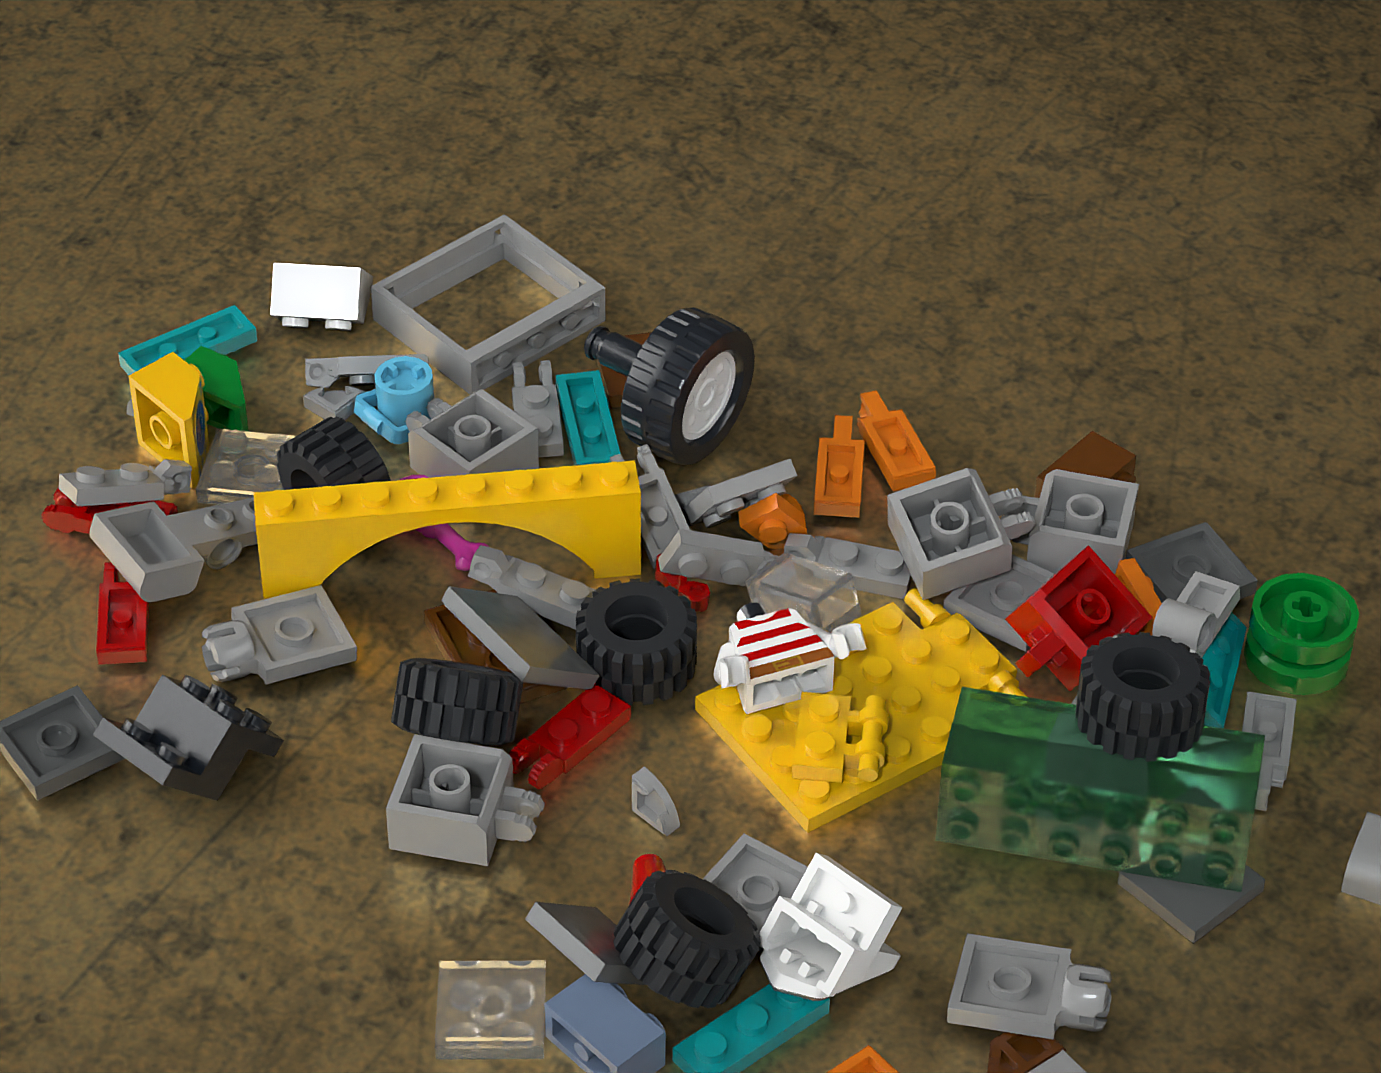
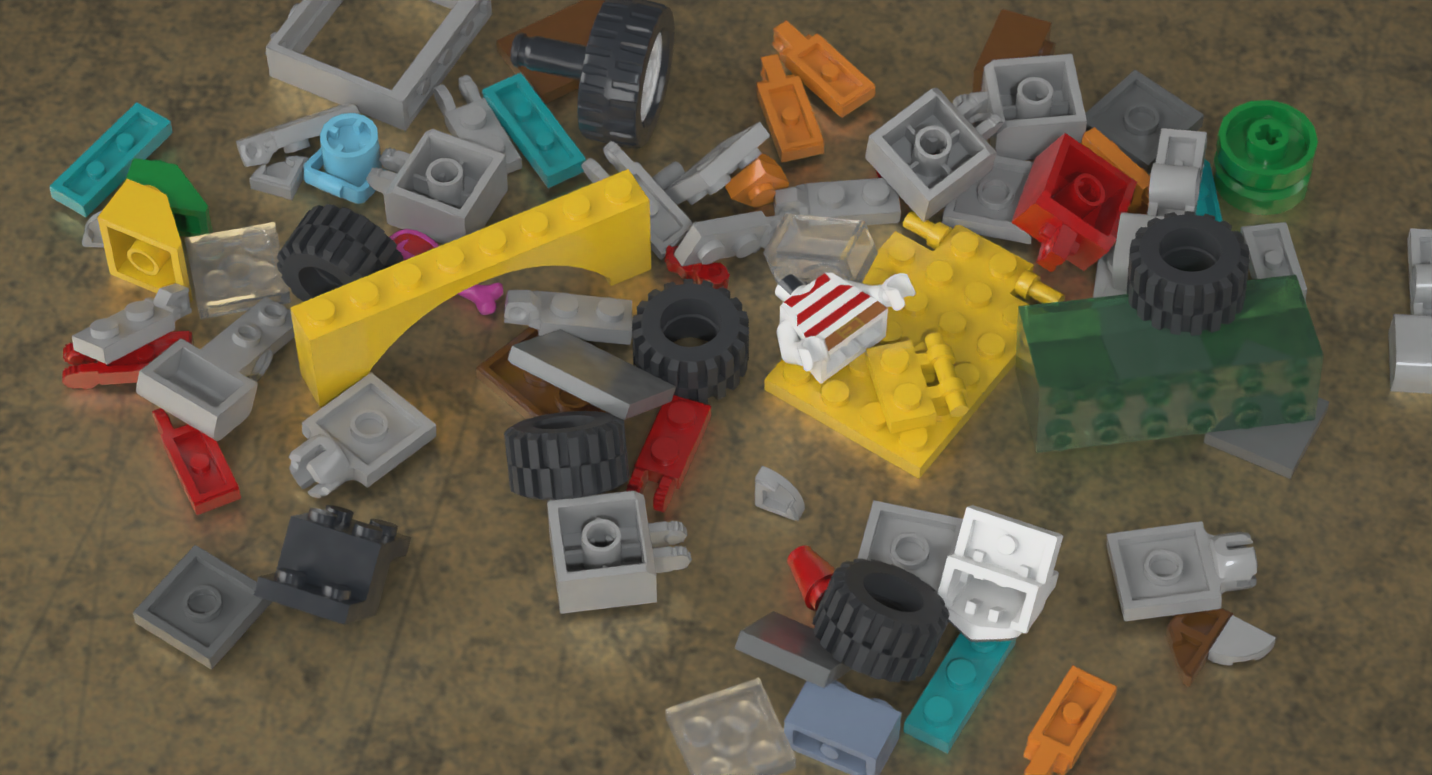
camera: 20 degrees left, 10 degrees up
(320, 294) = (215, 68): white slope -> none

